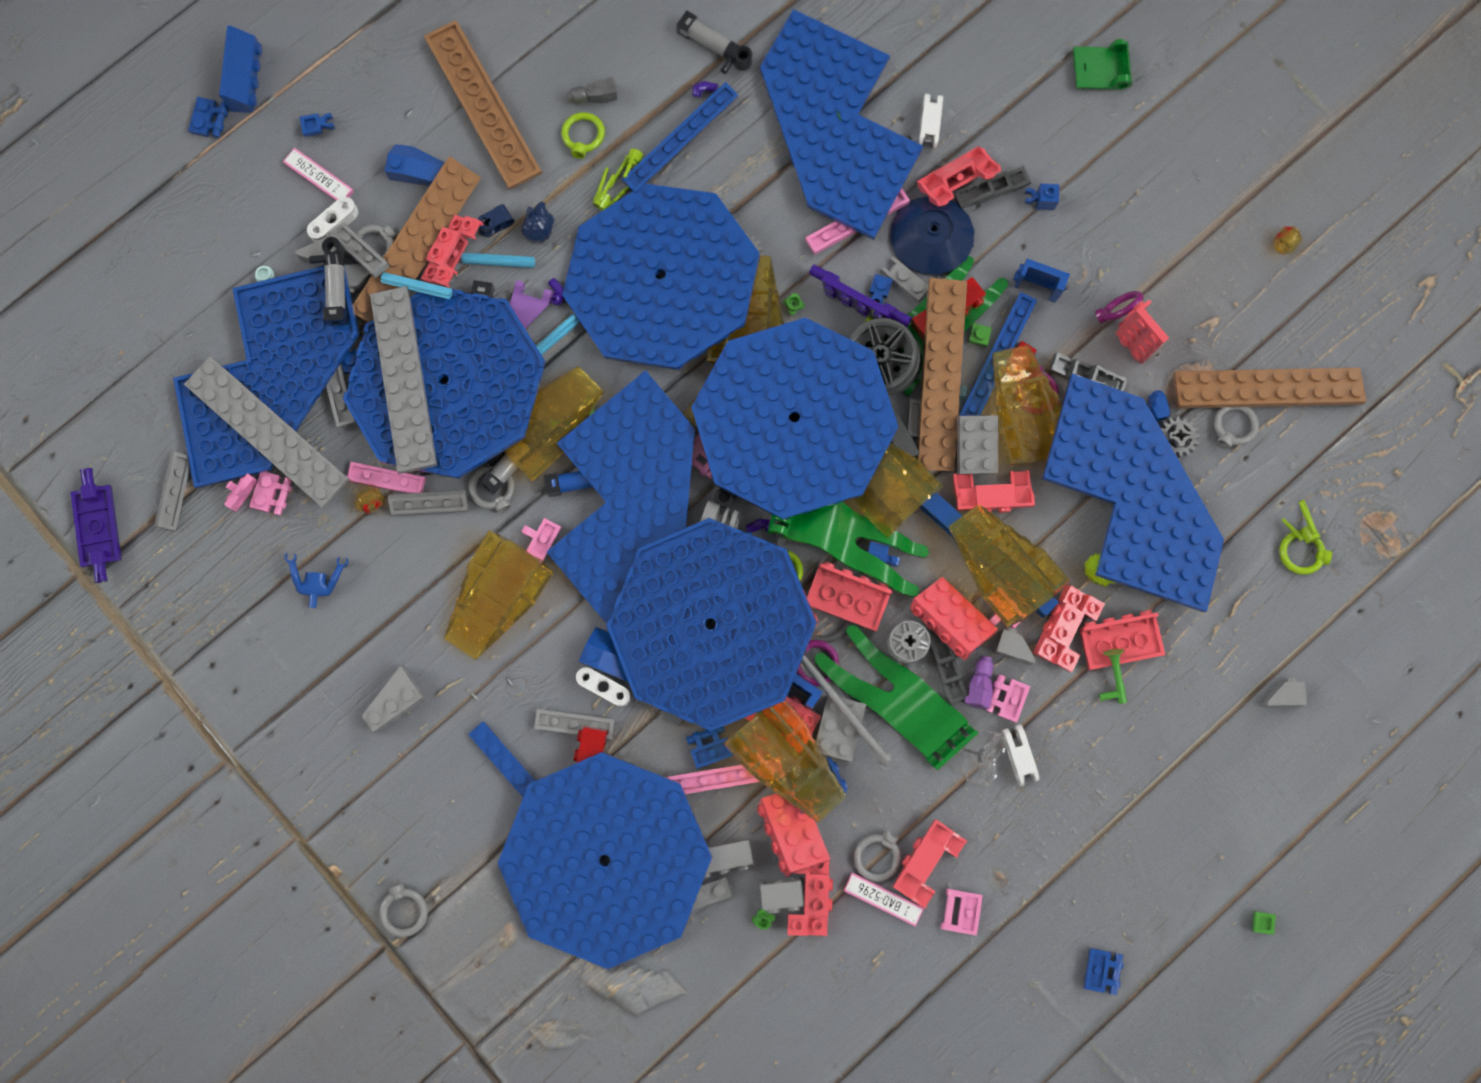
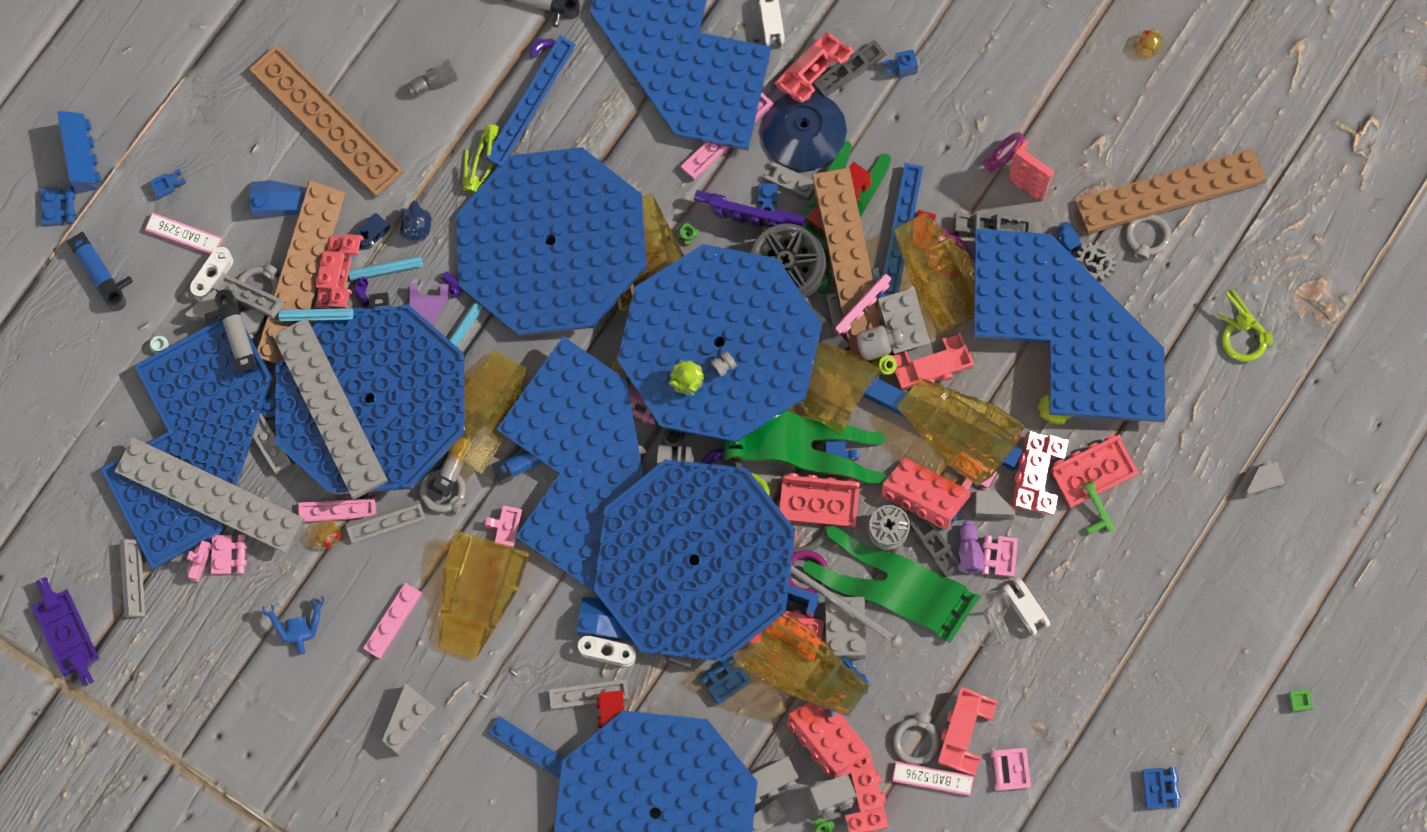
camera: 10 degrees left, 5 degrees down
(220, 168) = (98, 272): none -> piece
(408, 600) = (392, 621): none -> bright pink plate
(468, 274) = (360, 290): none -> dark purple arm
(578, 149) = (434, 139): lime piece -> none
(714, 779) = (744, 707): bright pink plate -> none
(752, 443) = (686, 377): none -> lime animal
(792, 439) = (723, 363): none -> light grey wheel
(947, 415) = (866, 300): none -> bright pink plate
(947, 458) = (877, 342): none -> light grey piece
(949, 481) = (886, 364): none -> lime brick
(979, 335) = (877, 215): bright green plate -> none
(1043, 276) = (921, 142): blue panel -> none

